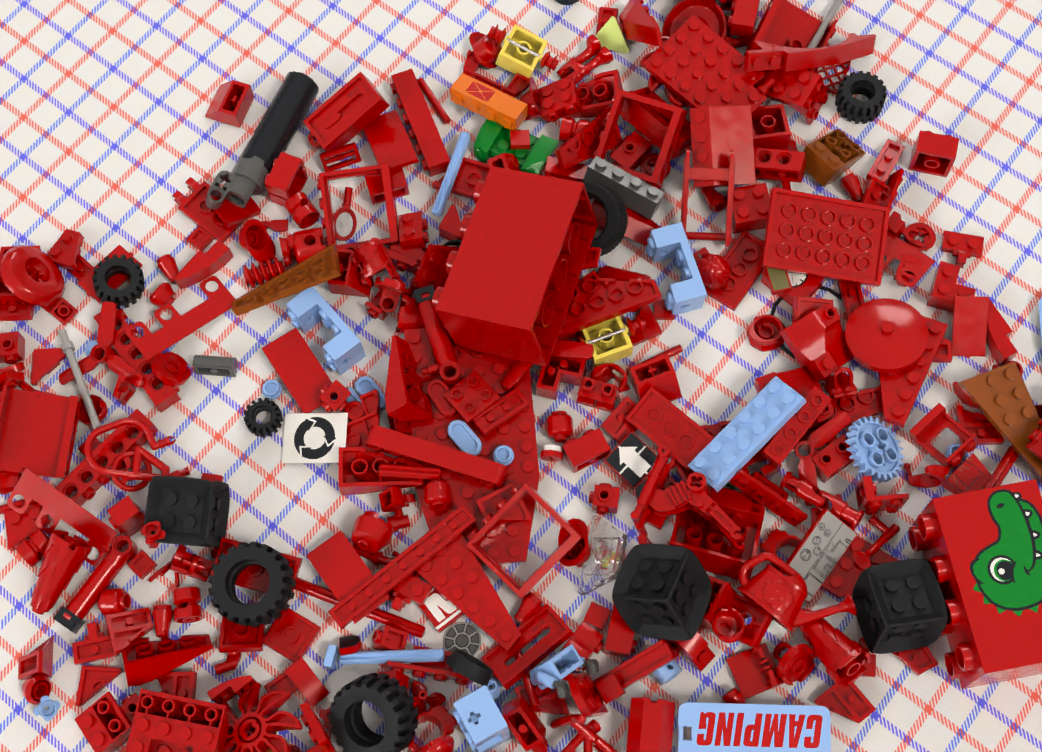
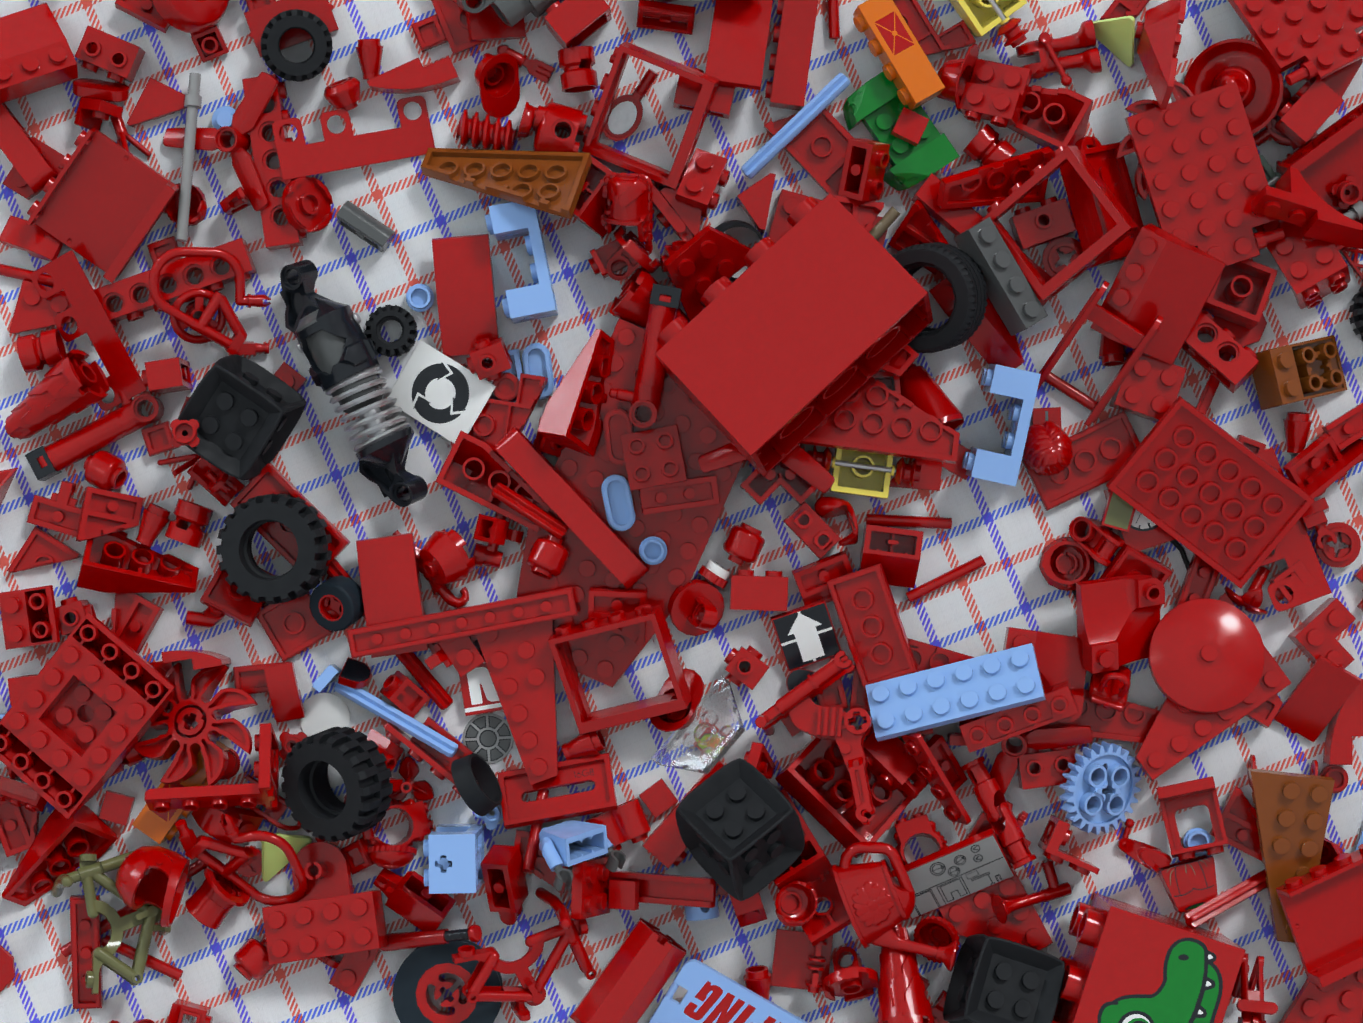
camera: 30 degrees right, 20 degrees up
(248, 452) = (349, 371): none -> black piece
(306, 600) = (337, 603): none -> black wheel
(551, 479) = (696, 607): none -> red tile
(569, 57) = (1044, 39): none -> red hinge
(698, 381) = (945, 579): none -> red piece
(777, 304) = (1099, 542): none -> red piece
(829, 597) = (935, 932): none -> red hat
(890, 288) = (1253, 597): none -> red plant

